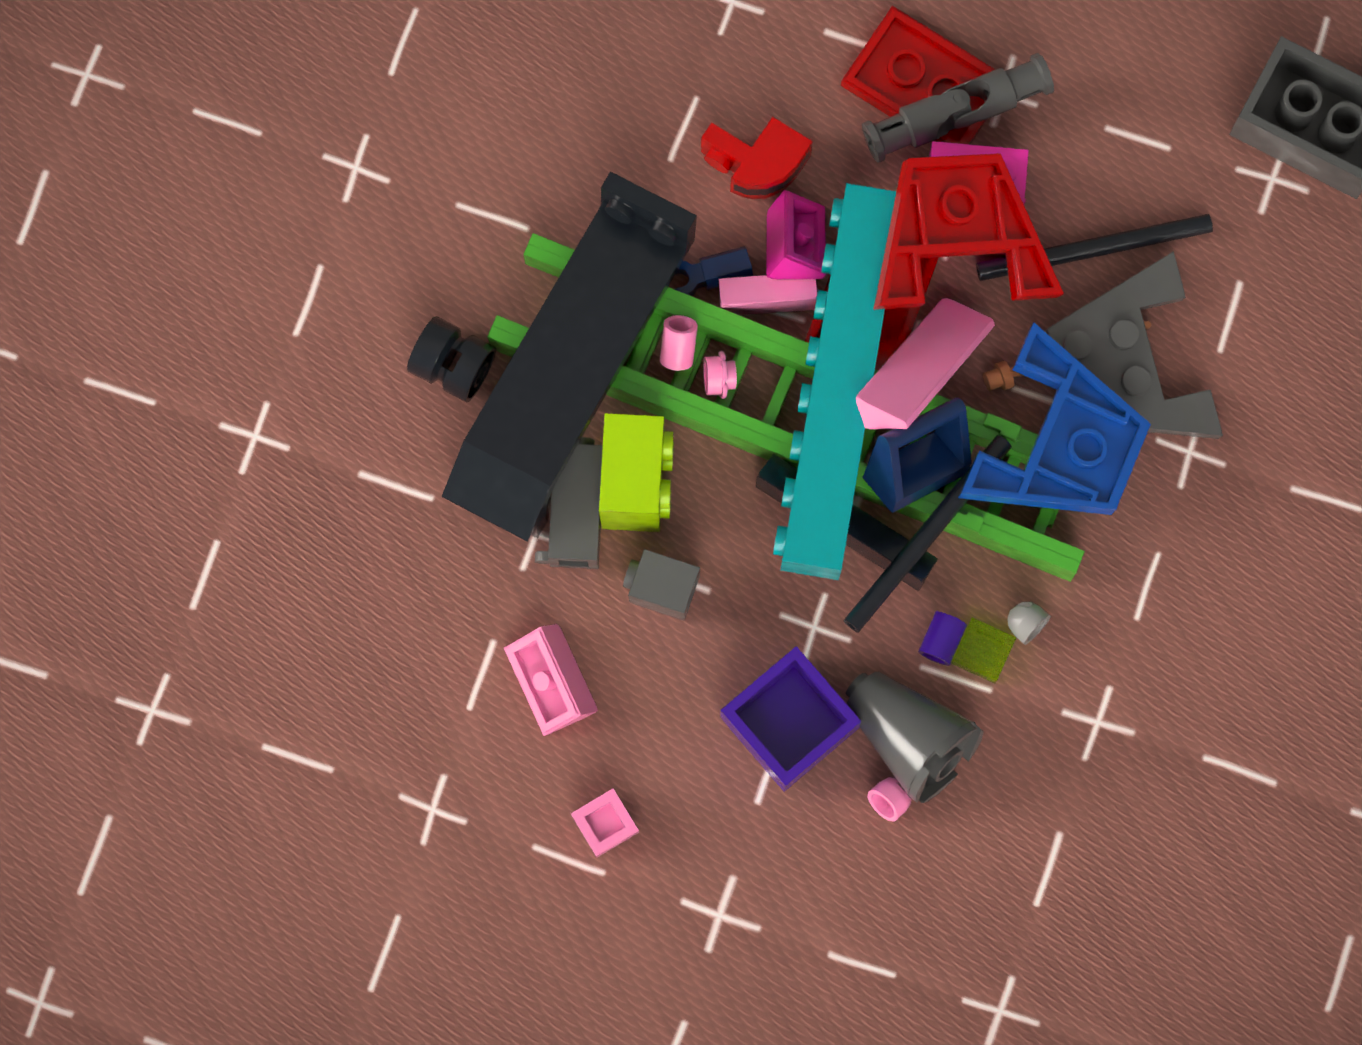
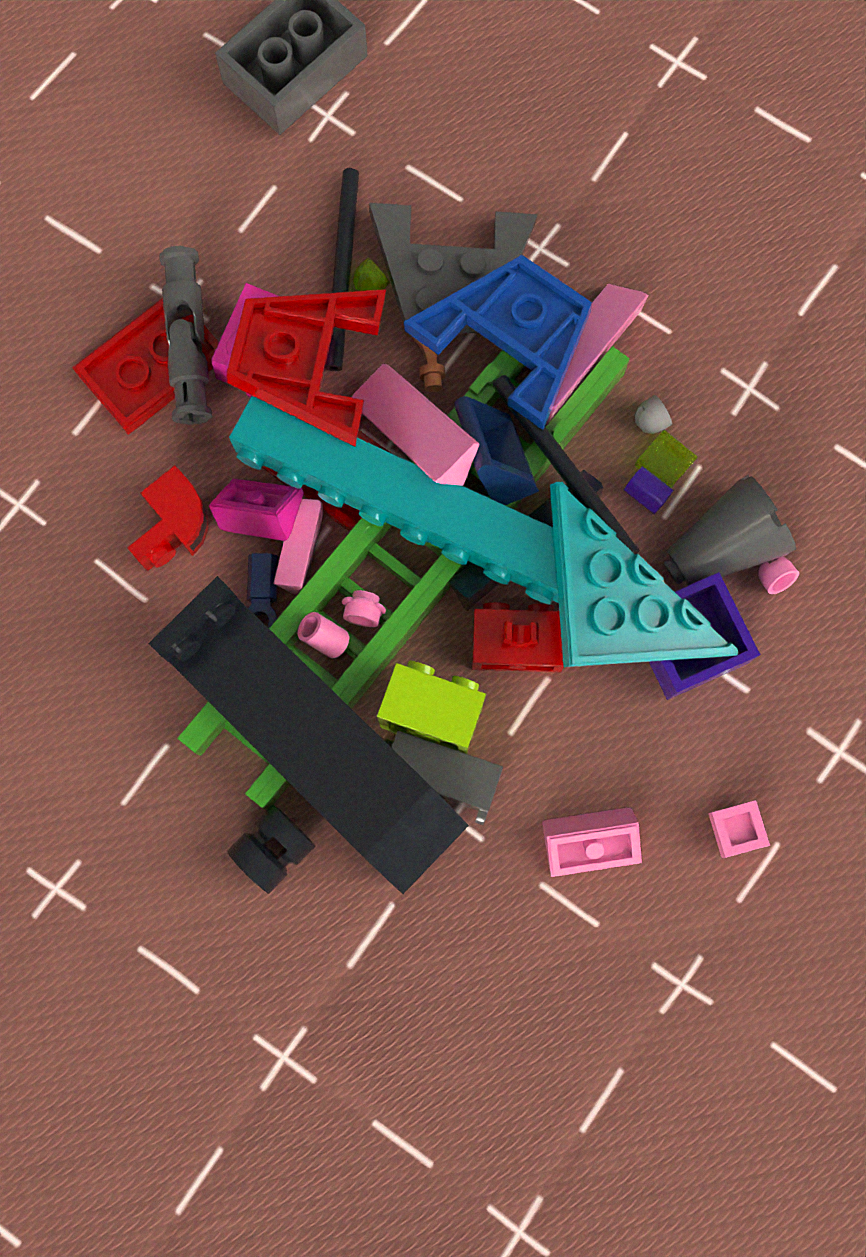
camera: 75 degrees left, 0 degrees up
(662, 584) = (536, 715): dark grey brick -> none
(737, 543) = (517, 638): none -> red brick
(789, 616) = (614, 601): none -> teal tile
(1090, 279) = (369, 277): none -> clear neon green hinge
(1102, 536) = (609, 318): none -> bright pink slope

